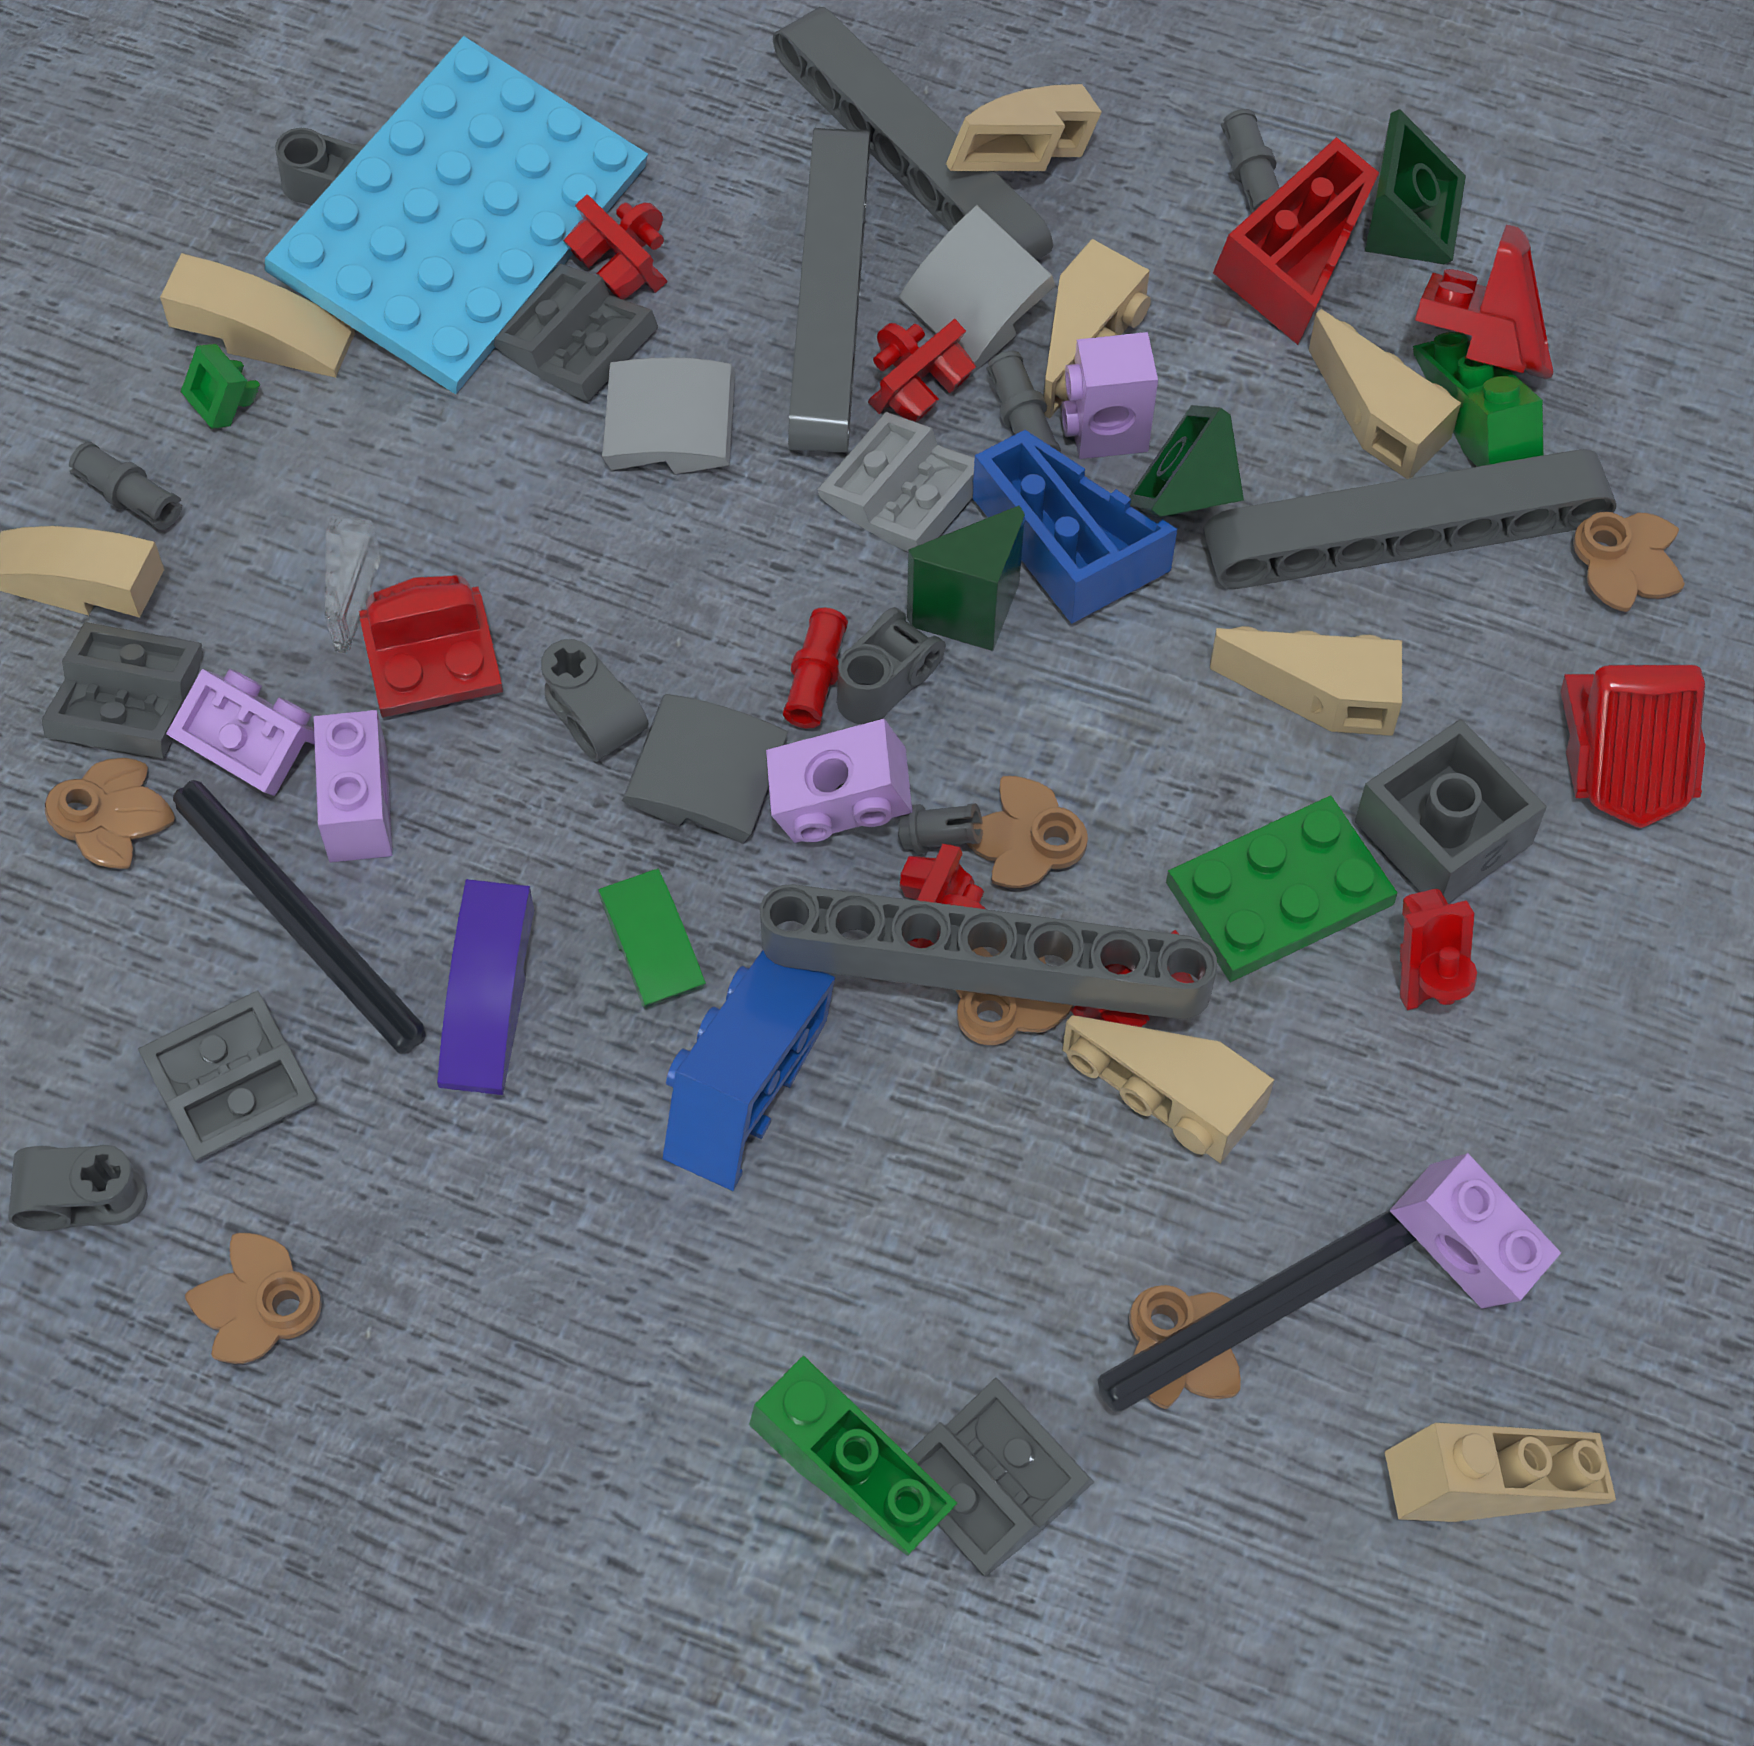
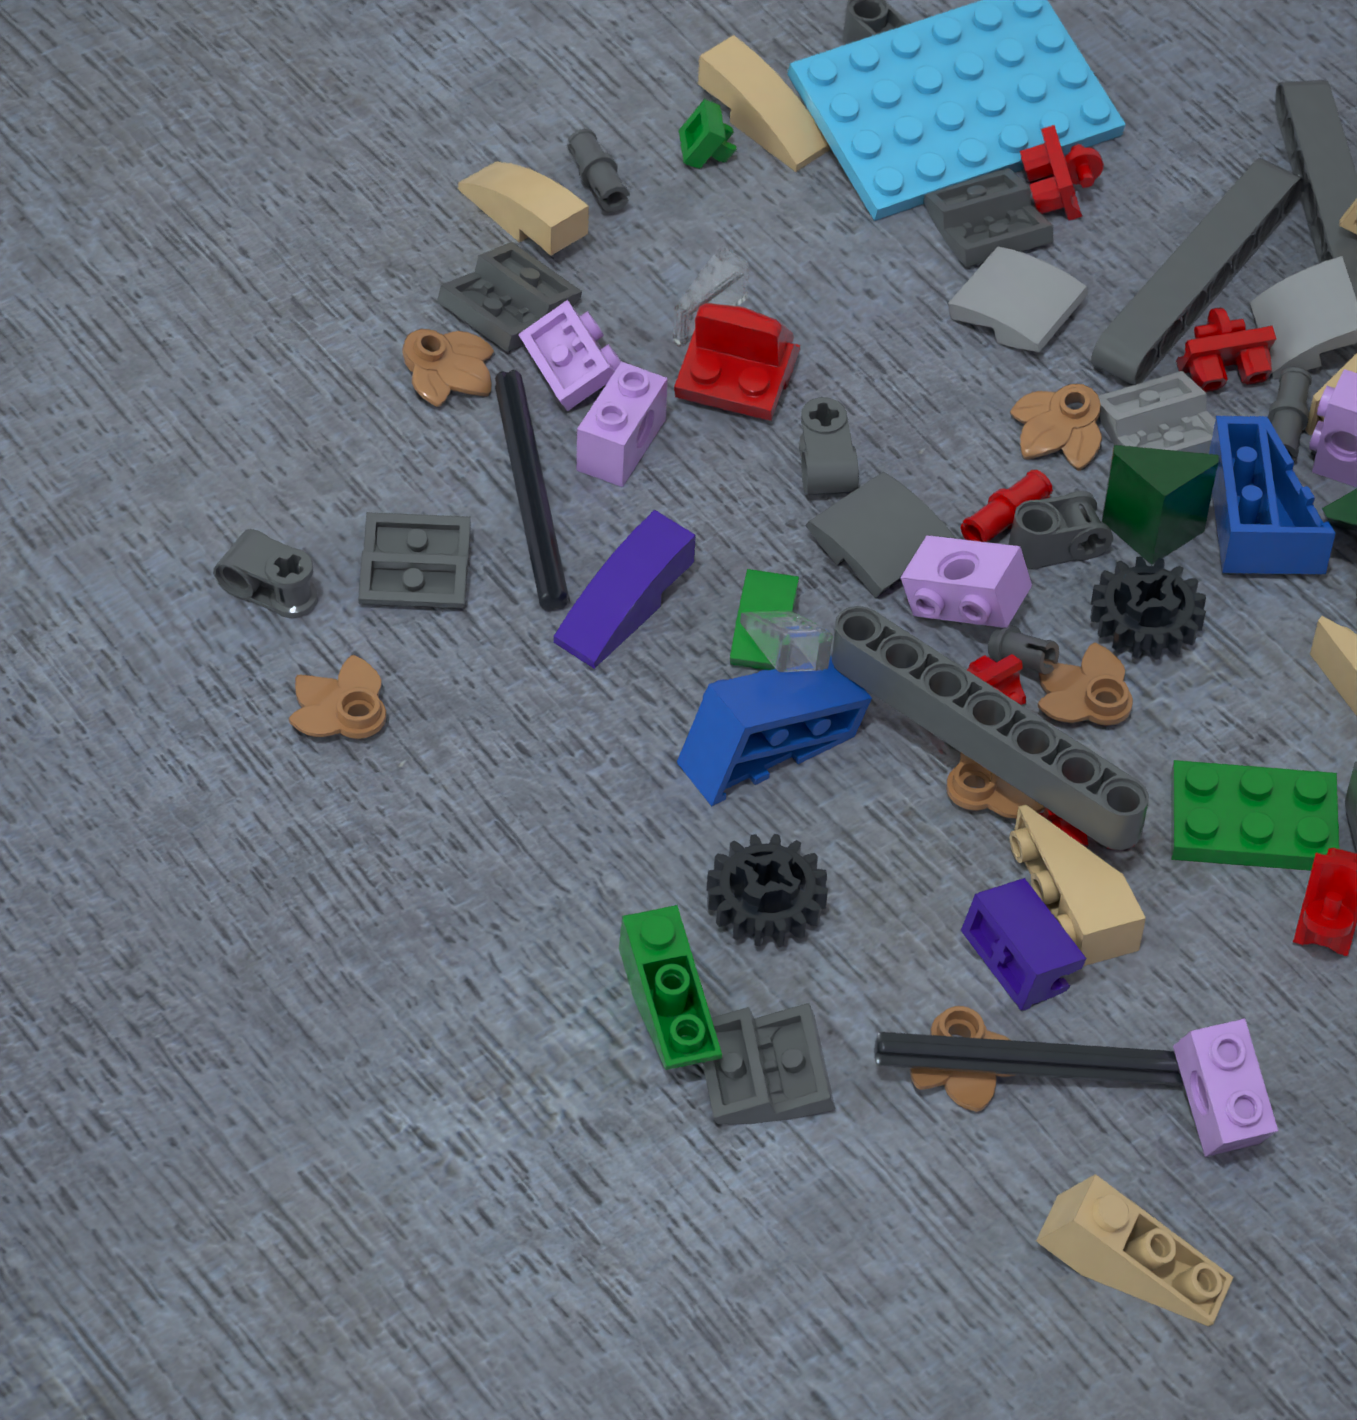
camera: 30 degrees right, 10 degrees down
(710, 959) = (789, 640): none -> clear slope
(803, 544) = (1056, 427): none -> medium nougat plate
(835, 1265) = (767, 890): none -> black gear
(1062, 715) = (1152, 608): none -> black gear
(1159, 1173) = (1021, 942): none -> dark purple hinge

